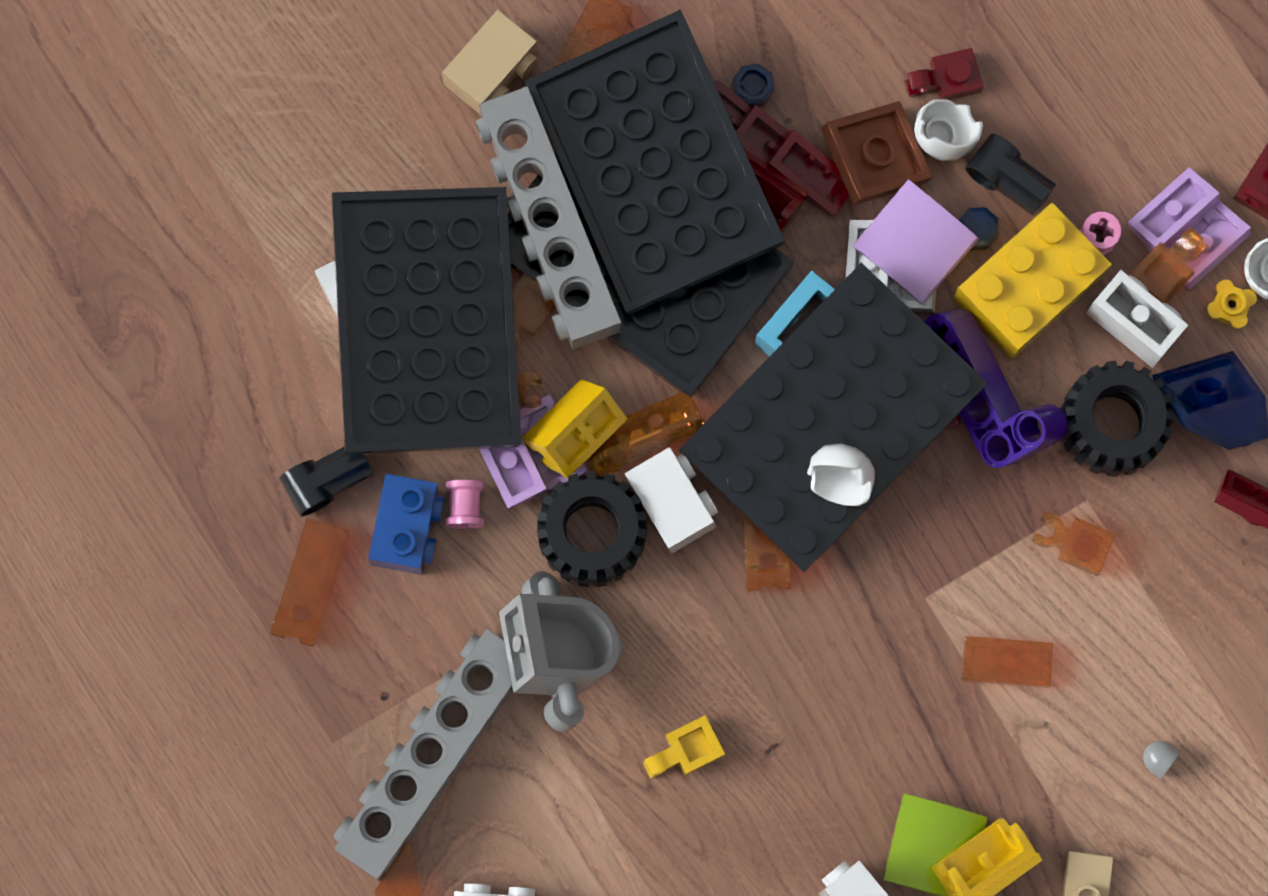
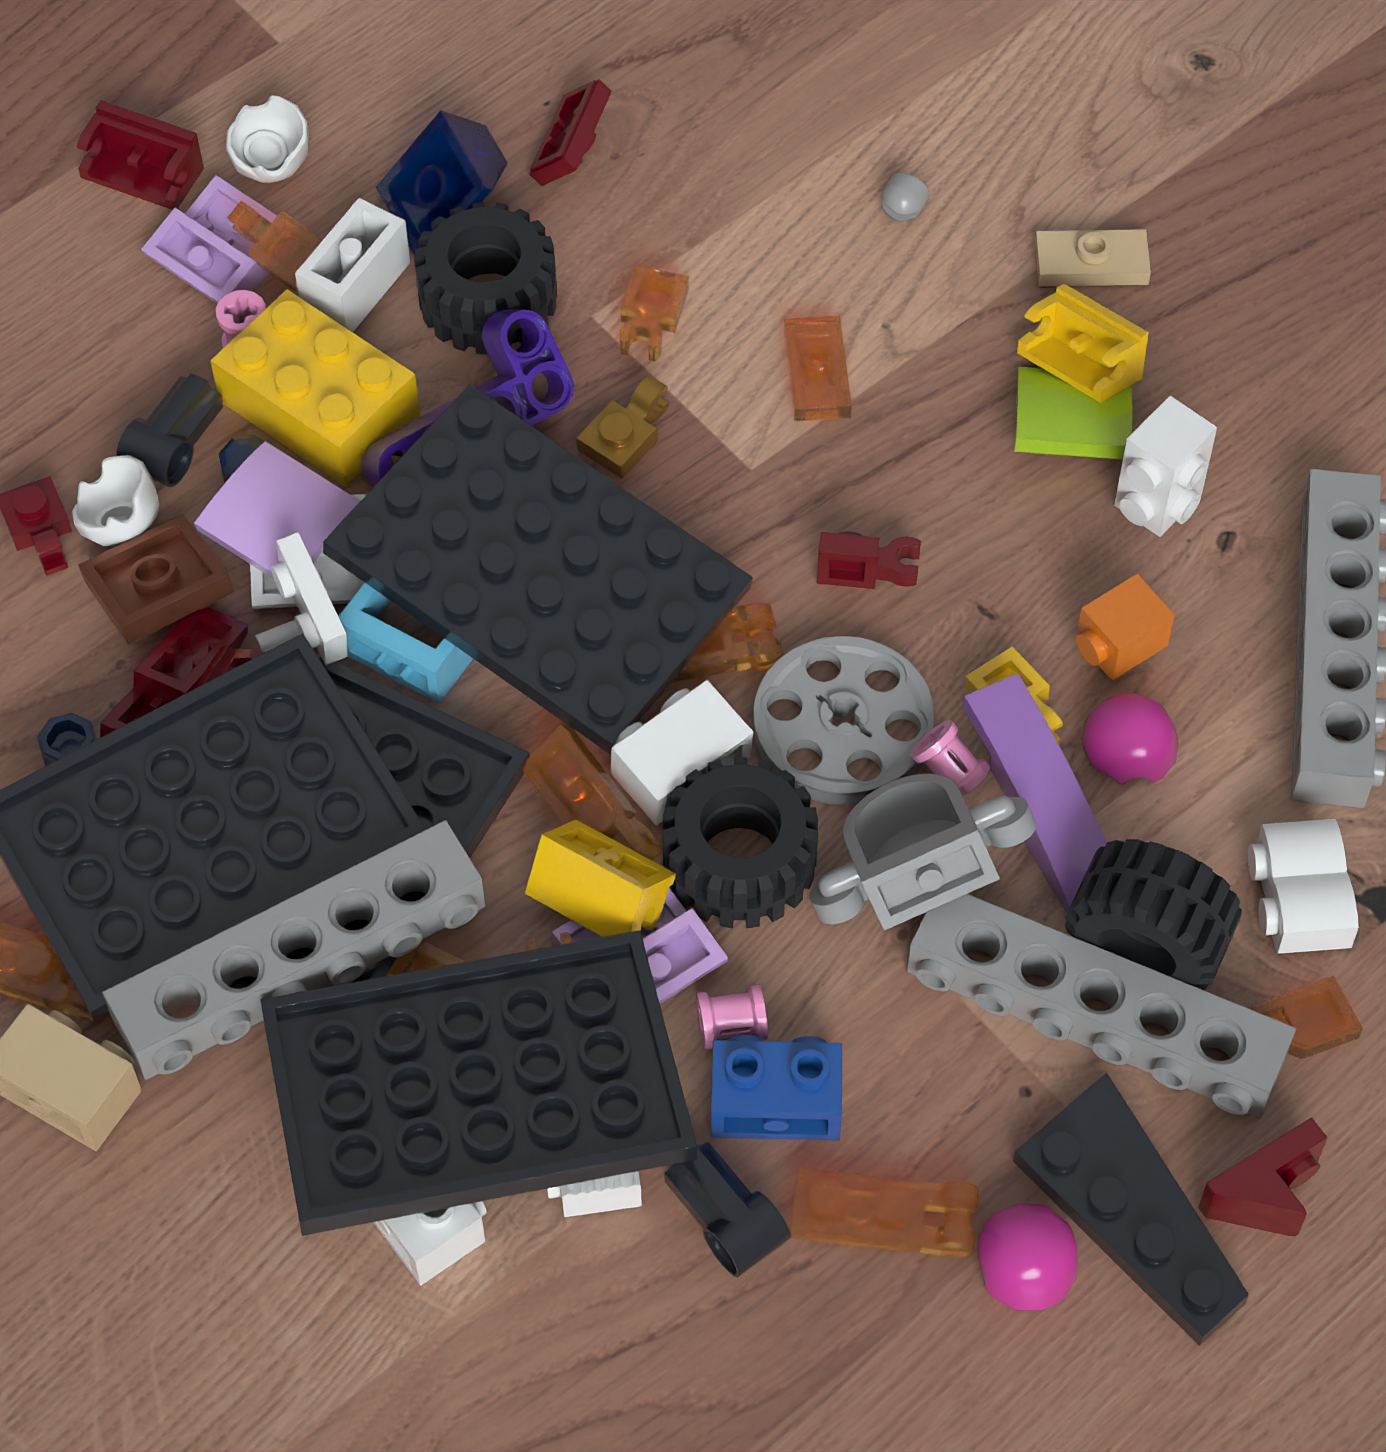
camera: 95 degrees left, 20 degrees down
(262, 670) = (1027, 1256): none -> dark pink hair
(275, 827) = (1258, 1187): none -> dark red slope
(294, 742) = (1127, 1201): none -> black wing
(473, 797) = (1156, 910): none -> black tyre
(595, 751) = (1034, 768): none -> medium lavender slope
(635, 689) = (949, 757): none -> bright pink bush
(640, 827) = (1130, 738): none -> dark pink hair
(687, 601) = (843, 695): none -> light grey wedge
(725, 836) = (1124, 627): none -> orange brick
(822, 653) = (859, 561): none -> dark red plate
(827, 252) = (318, 619): none -> white plate
(842, 475) = (623, 516): white hair -> none
(965, 503) = (624, 435): none -> pearl gold plate
(1235, 316) = (317, 190): yellow plate -> none

